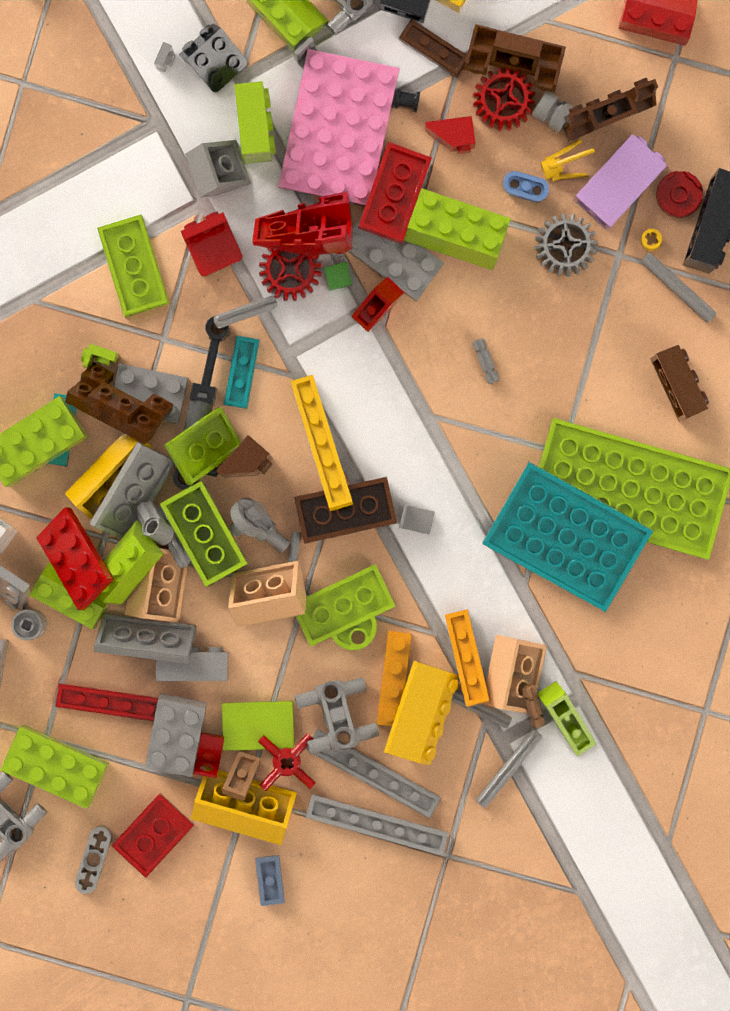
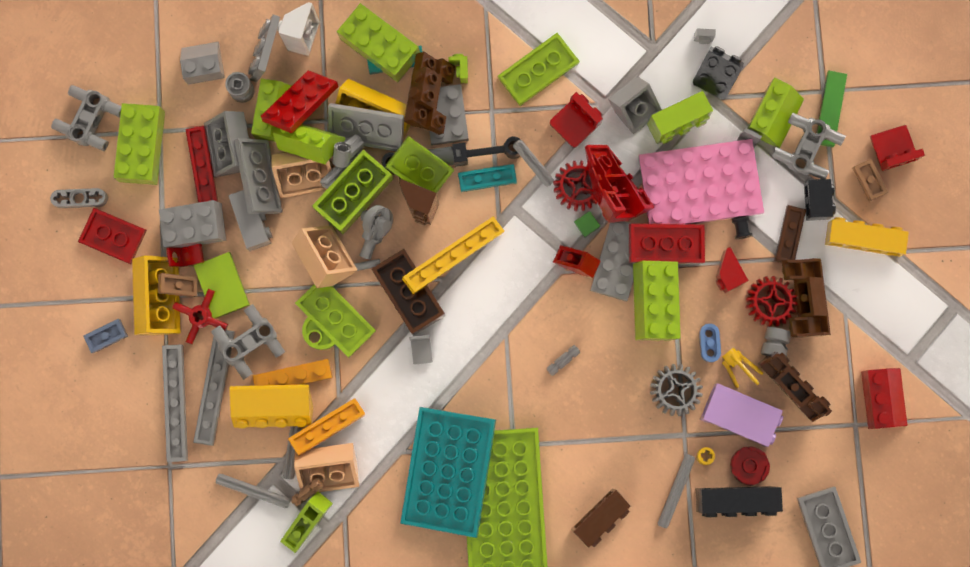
camera: 75 degrees right, 5 degrees down
(81, 666) = (220, 134): none -> light grey slope

